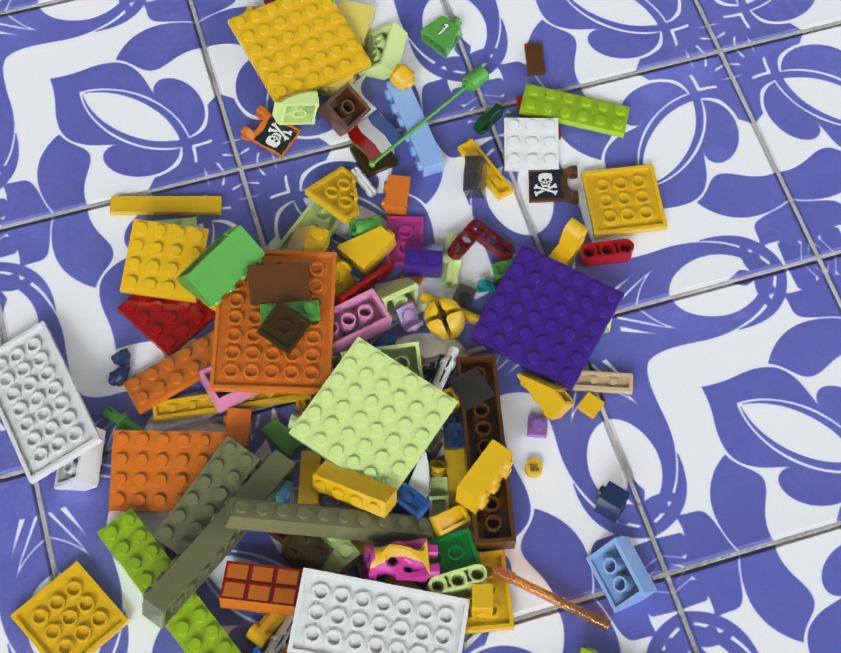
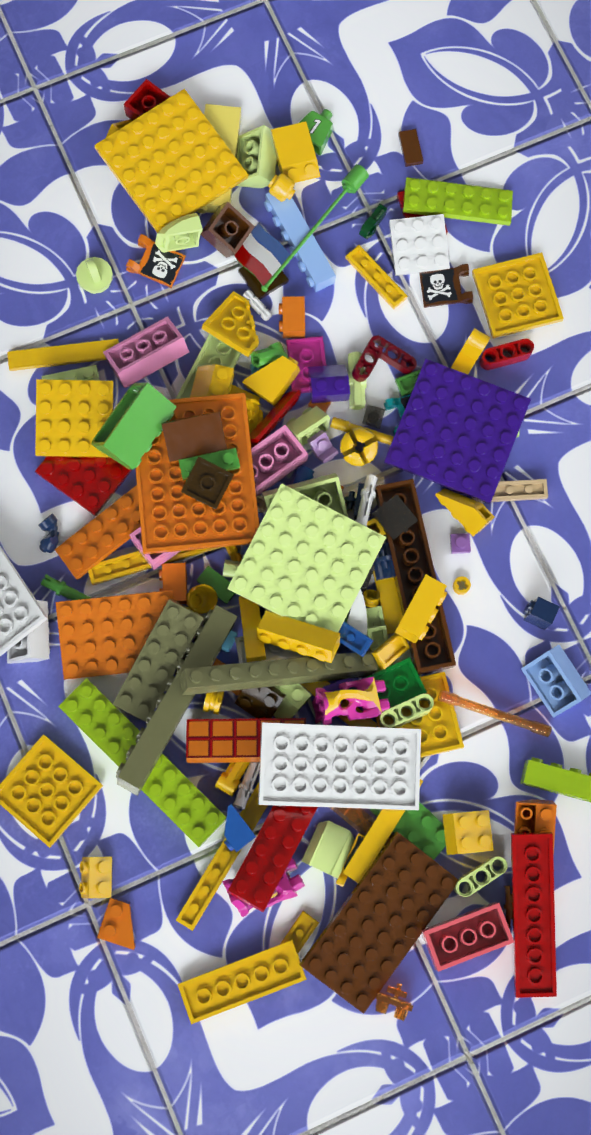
camera: 10 degrees left, 15 degrees up
(208, 137) = (94, 275): none -> yellowish green tile
(248, 208) = (146, 352): none -> bright pink slope
(258, 547) = (213, 702): none -> yellow wheel
(262, 444) = (202, 598): none -> yellow hair
(421, 49) = (295, 152): none -> yellow slope
(474, 177) = (368, 288): clear smoke brick -> none
(482, 600) = (431, 727): yellow brick -> none
(590, 405) = (508, 515): yellow tile -> none

